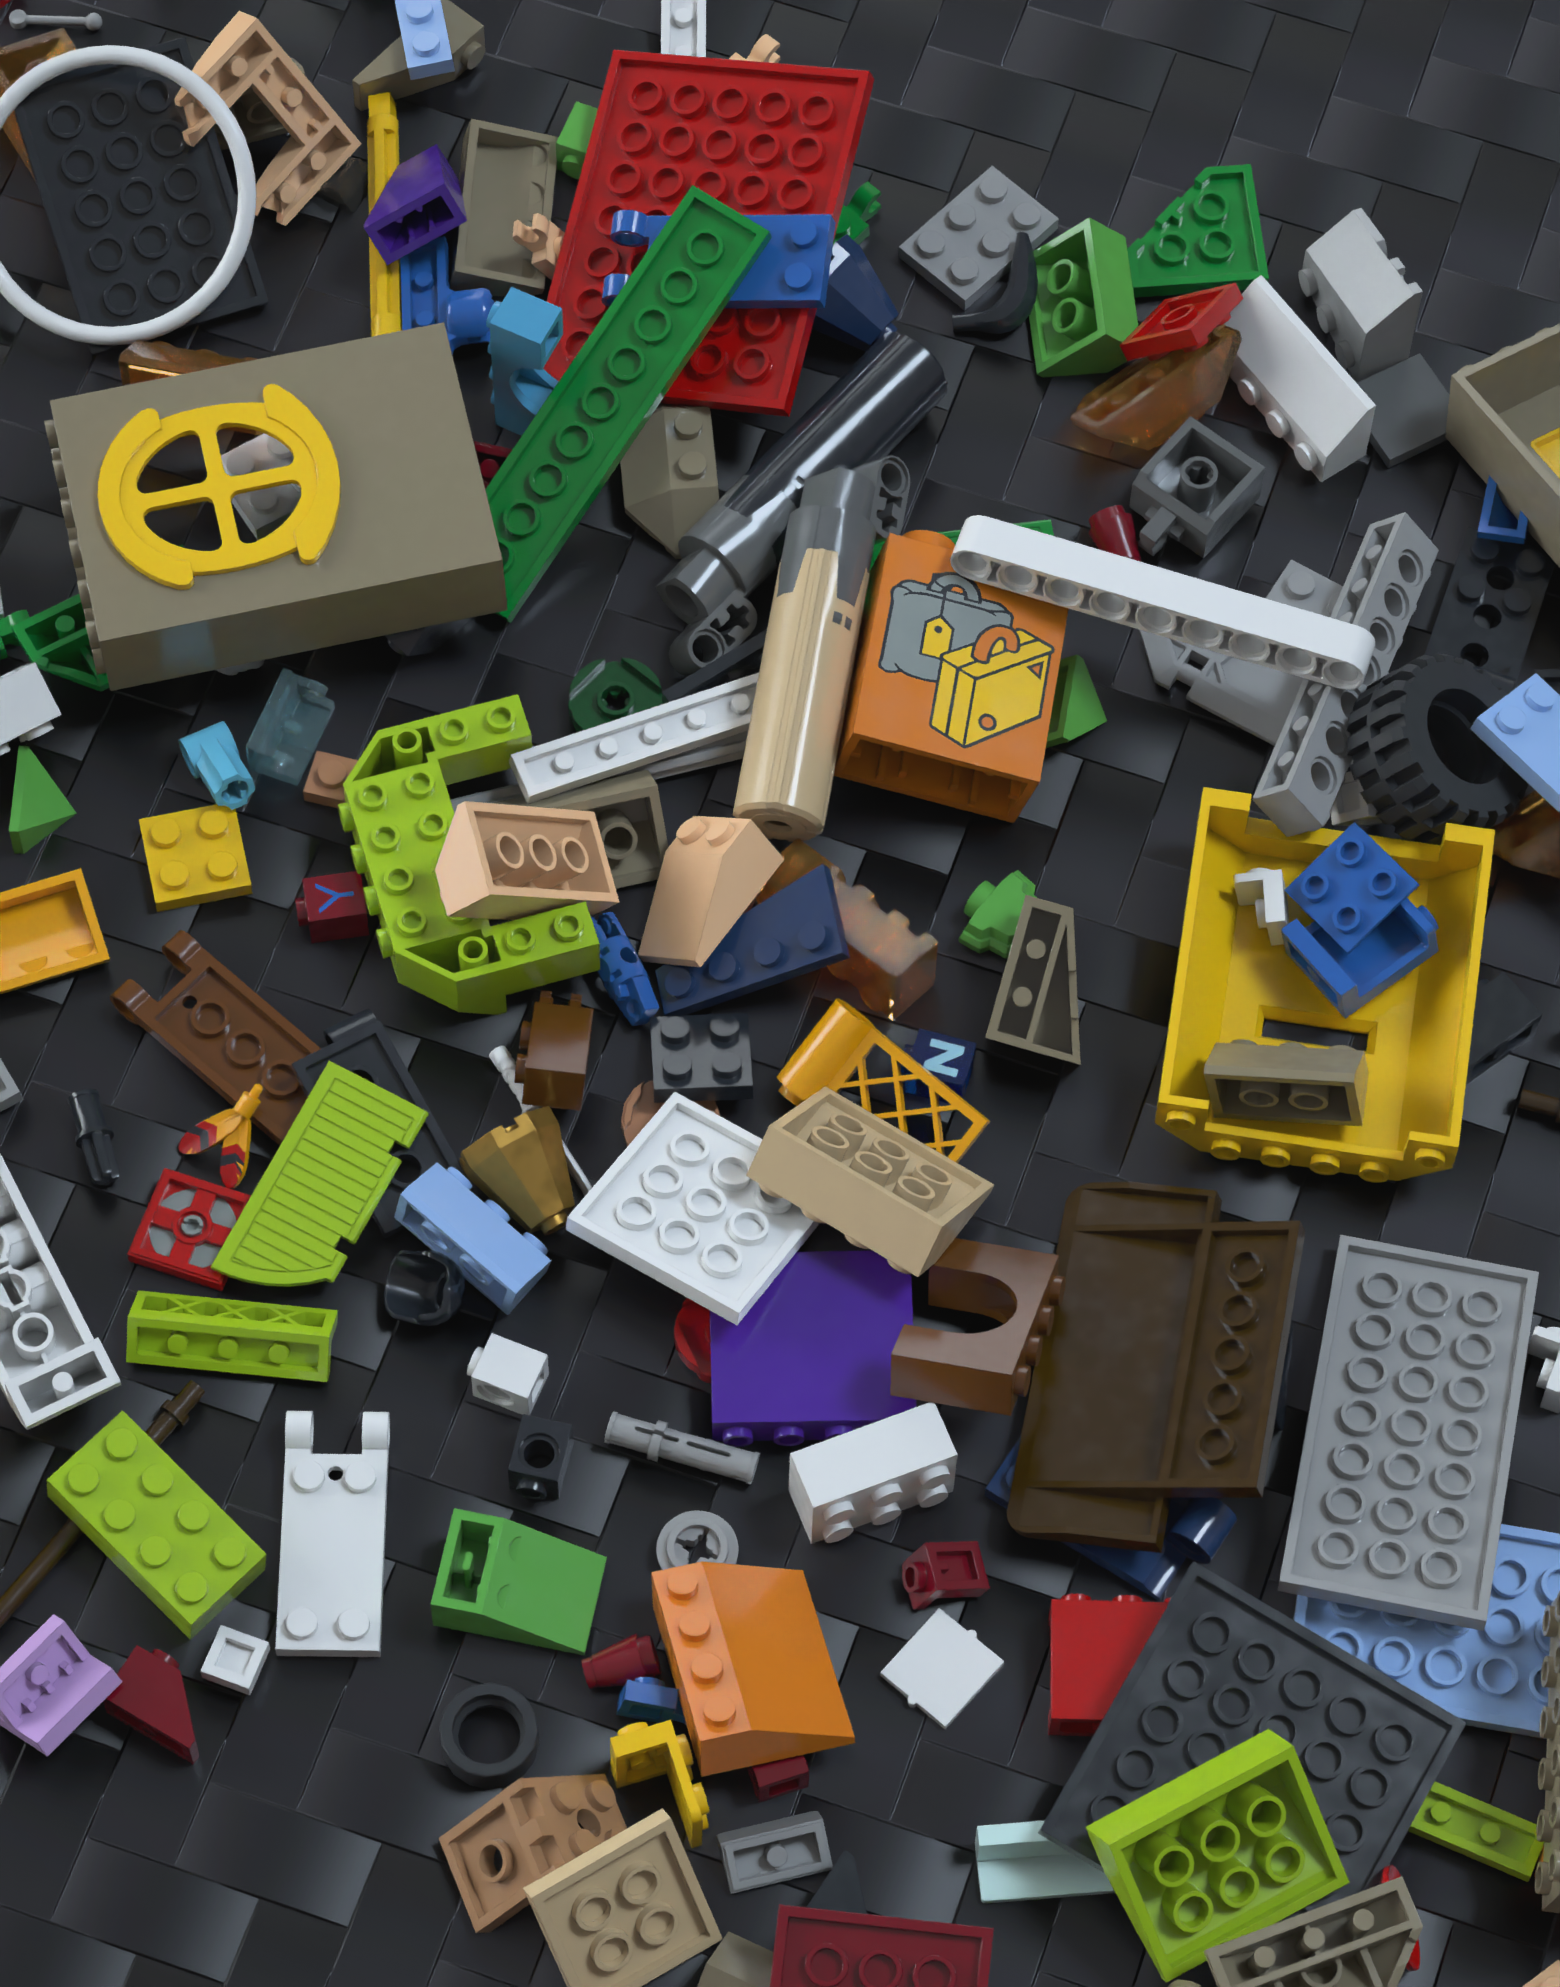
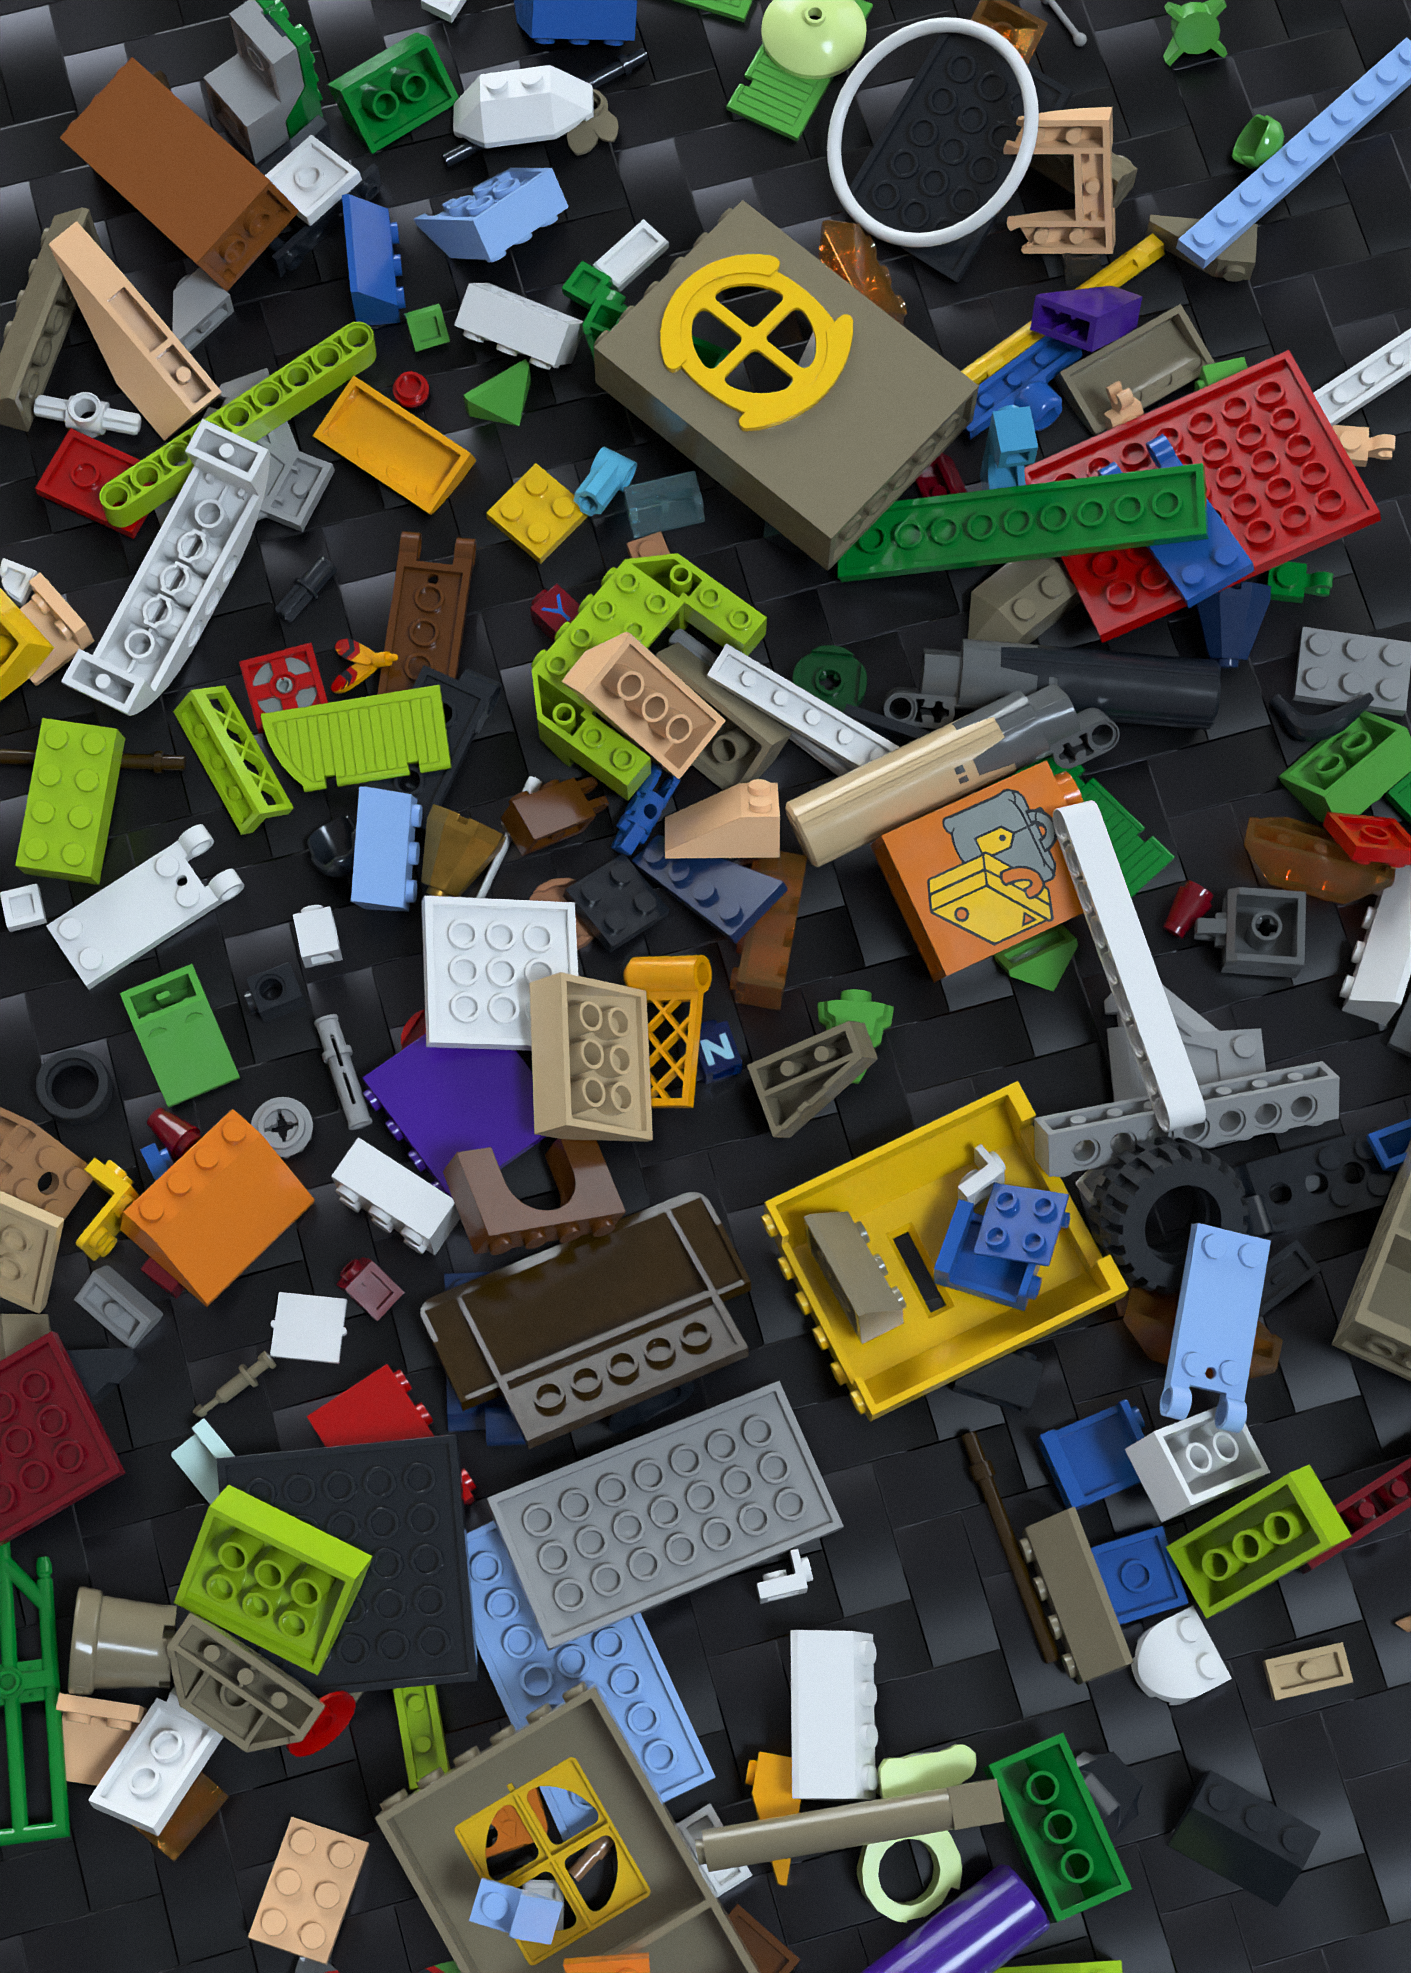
camera: 55 degrees right, 10 degrees up
(954, 1777) = (239, 1382): none -> dark tan piece

